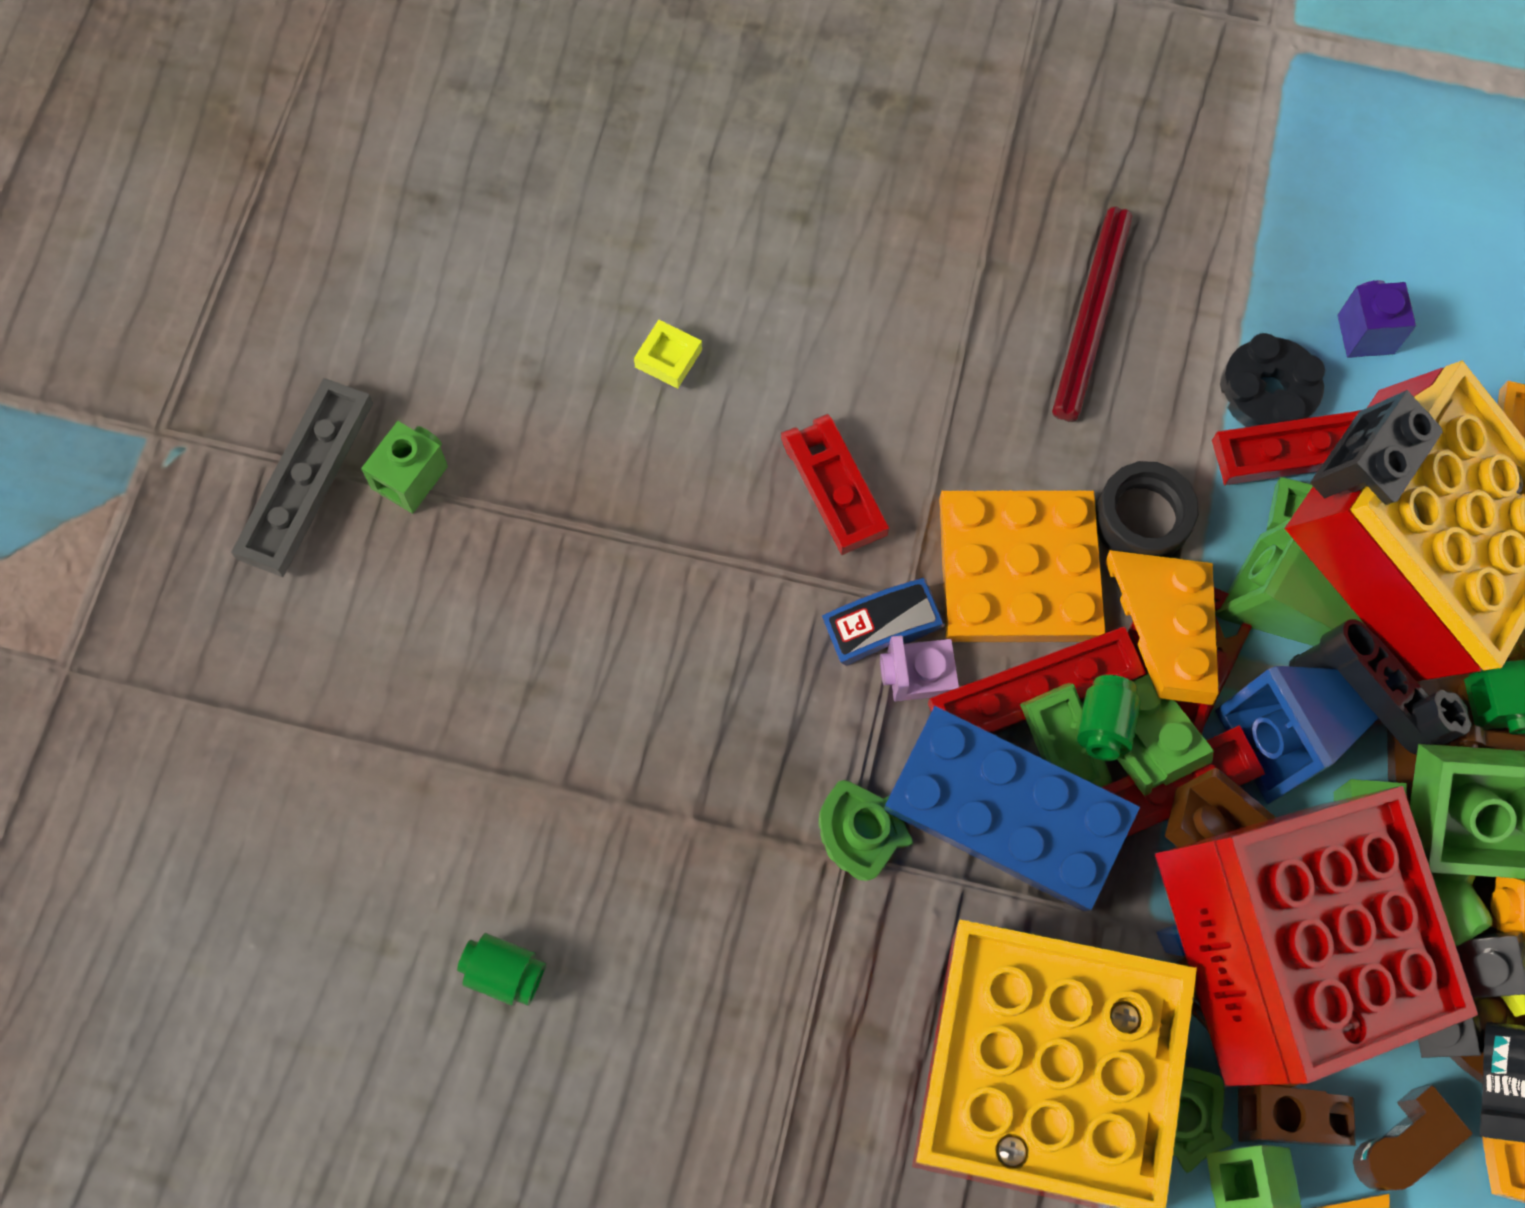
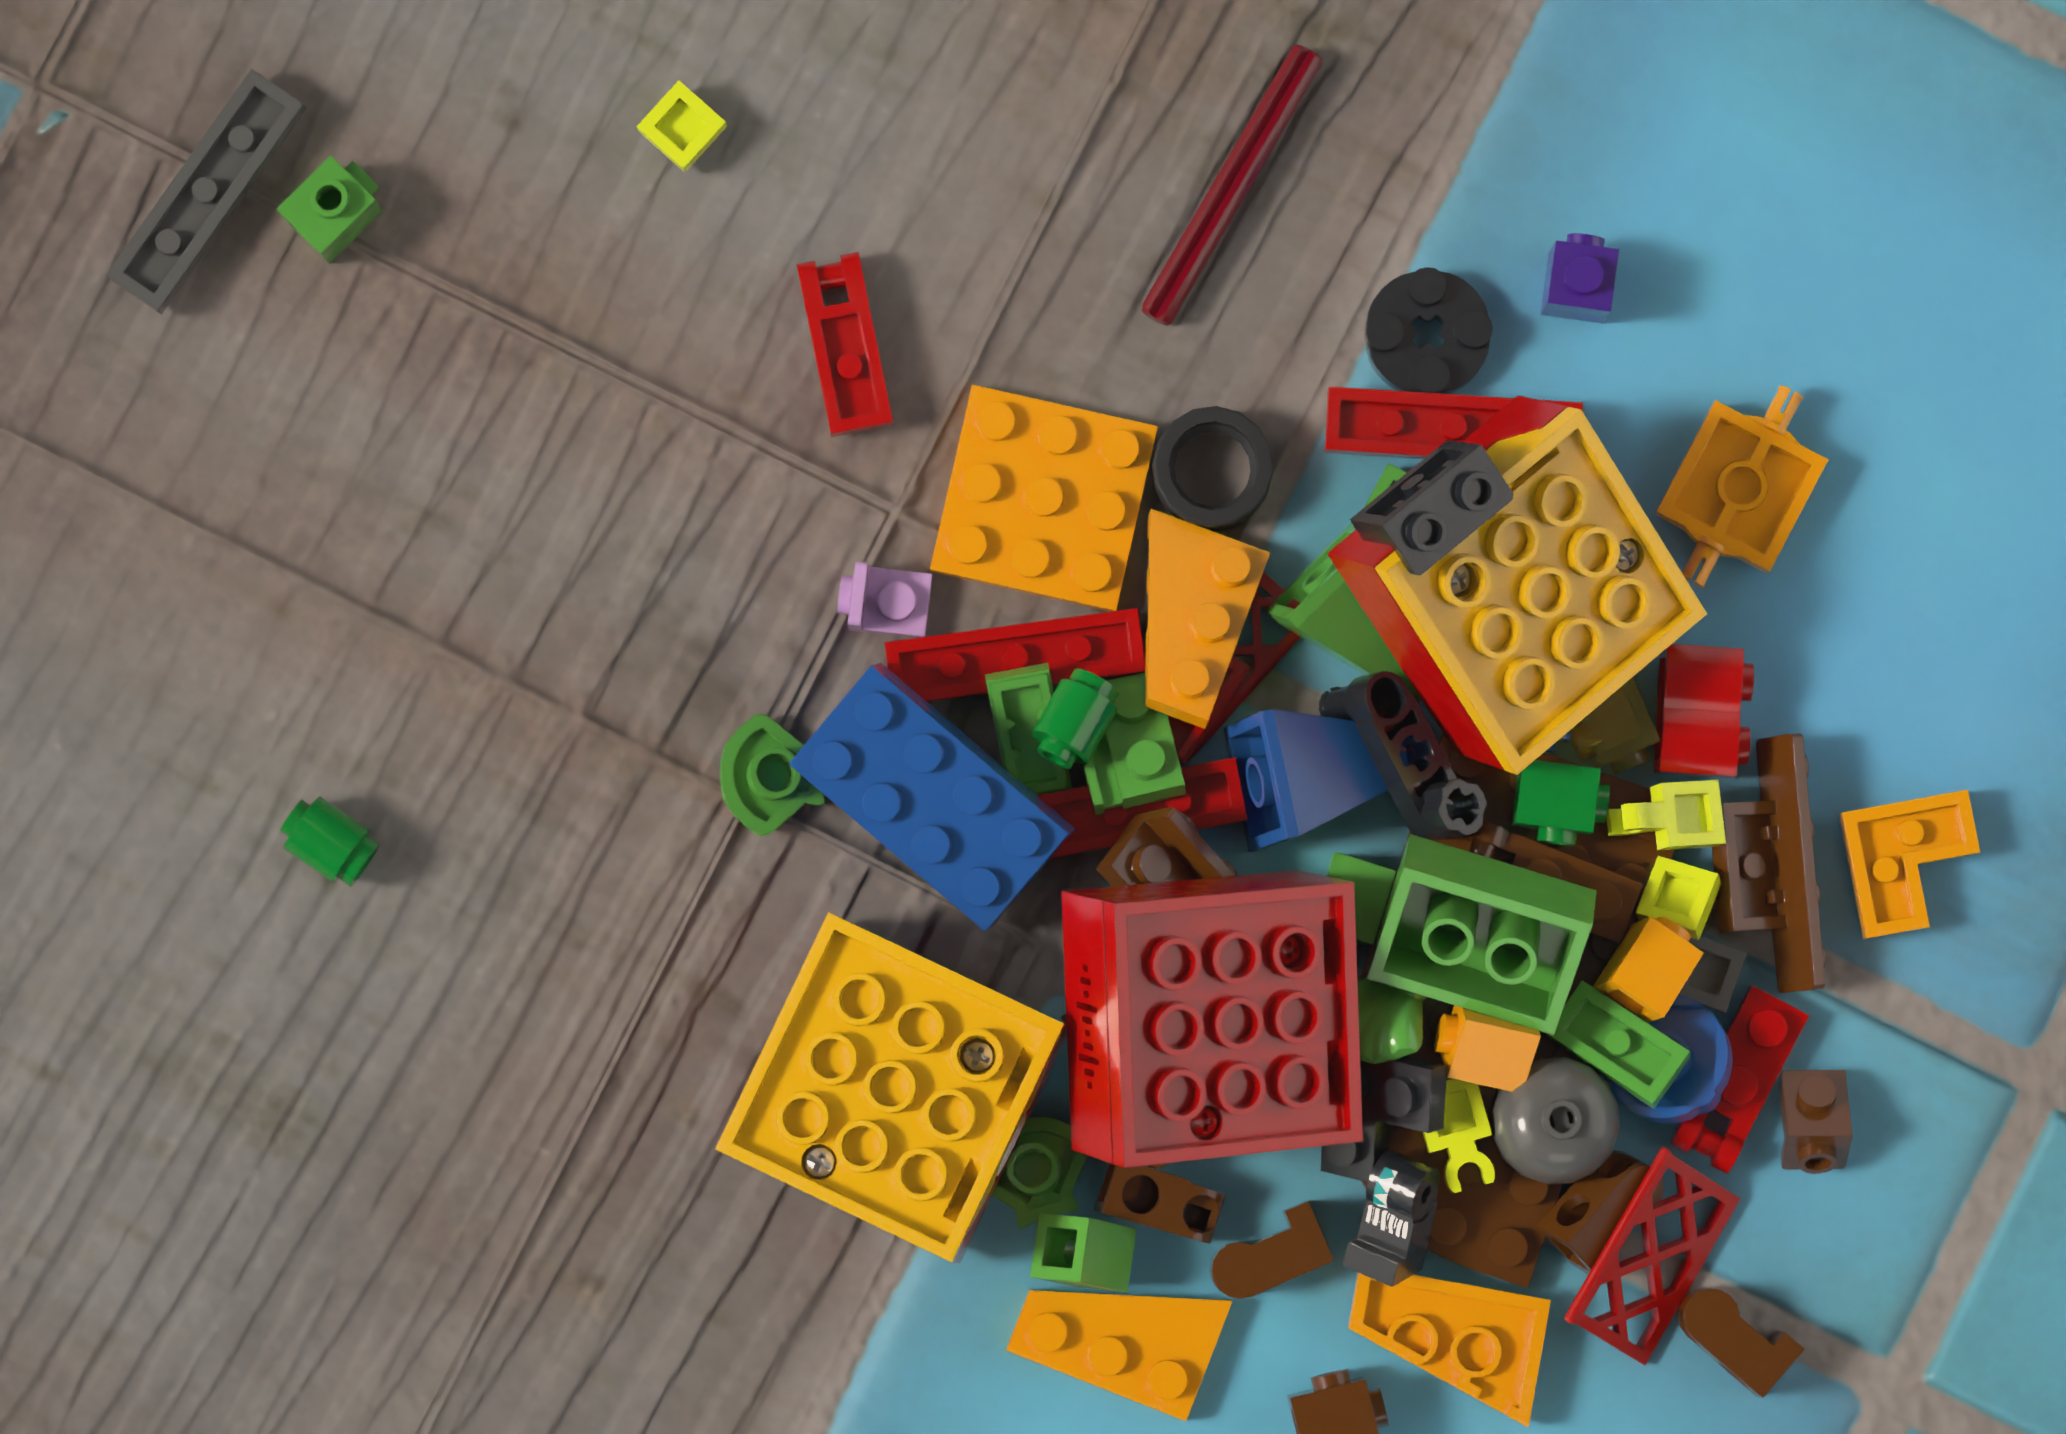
camera: 15 degrees right, 15 degrees up
(871, 621) = (859, 531): slope -> none

